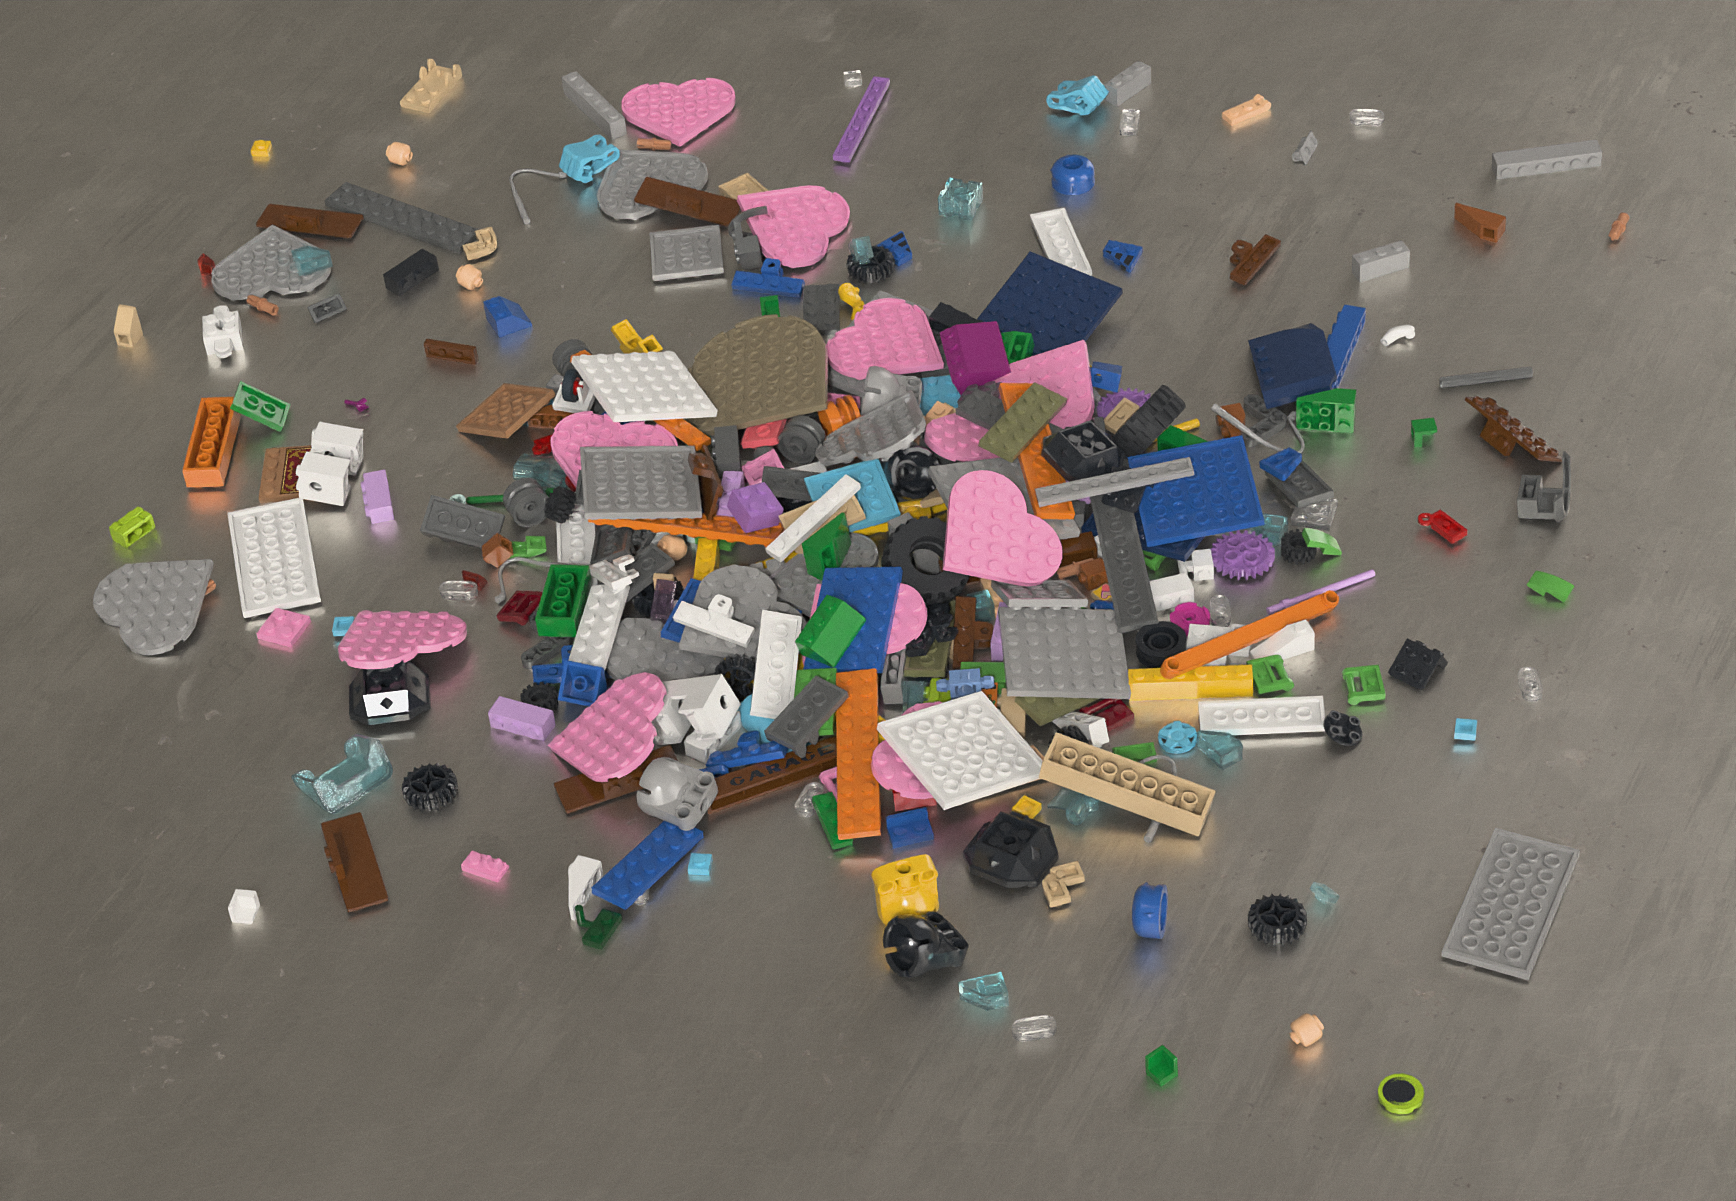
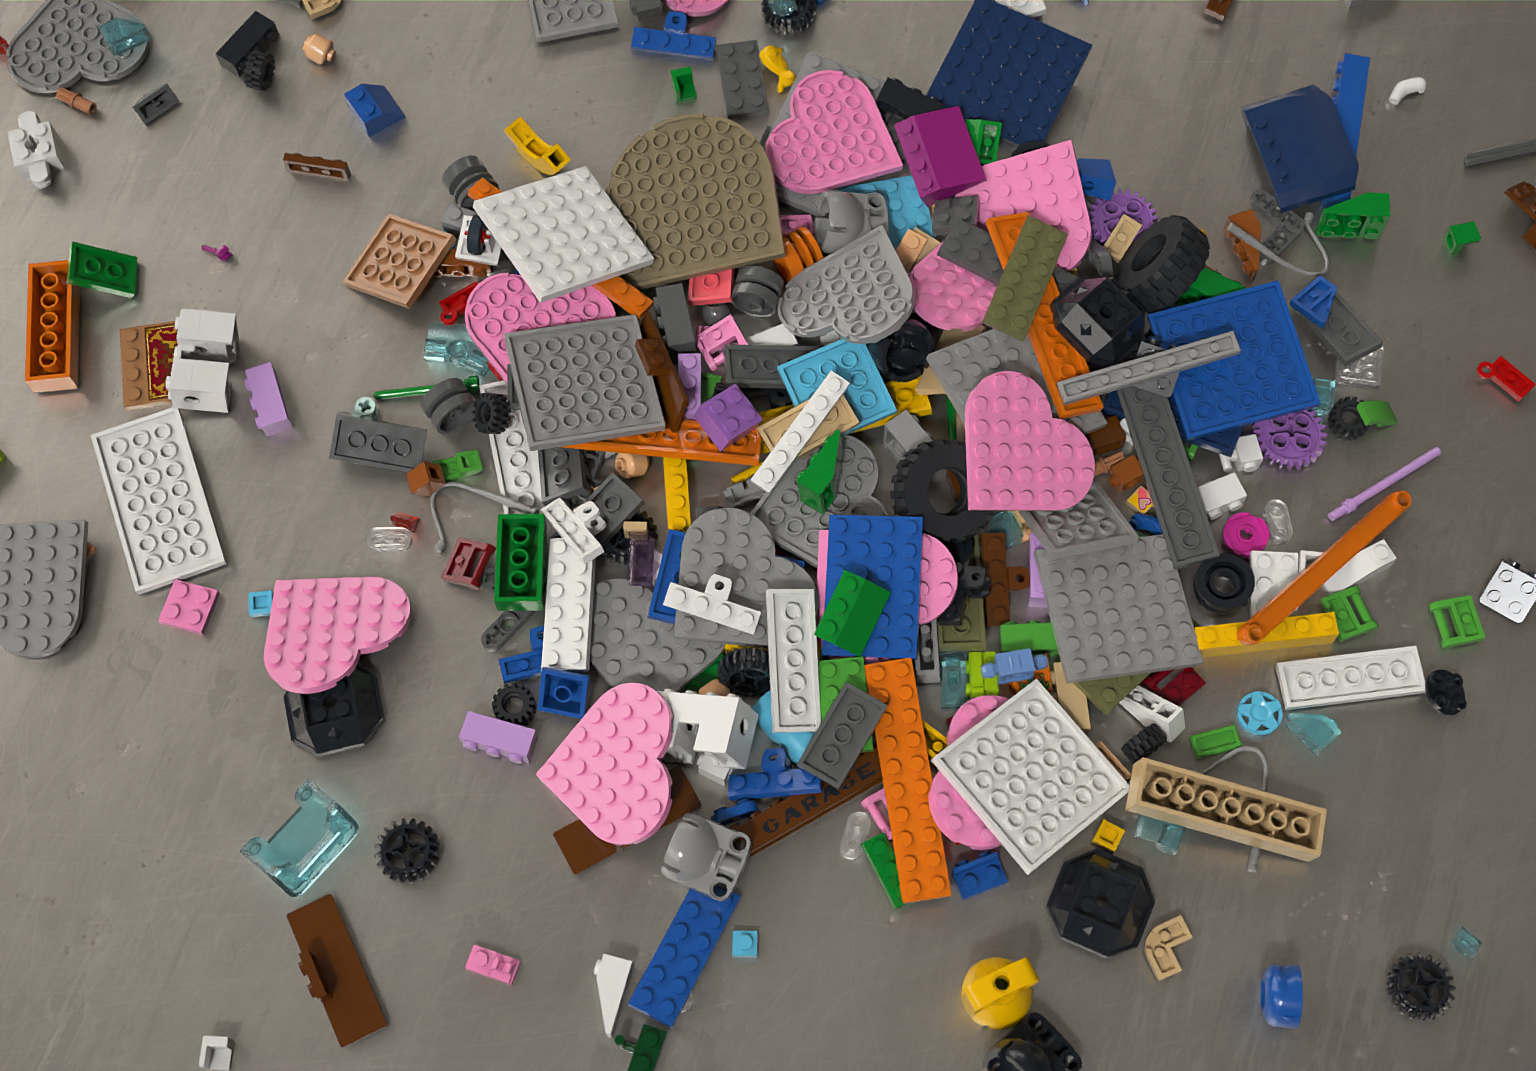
camera: 10 degrees left, 25 degrees up
(417, 286) = (259, 70): none -> black tyre

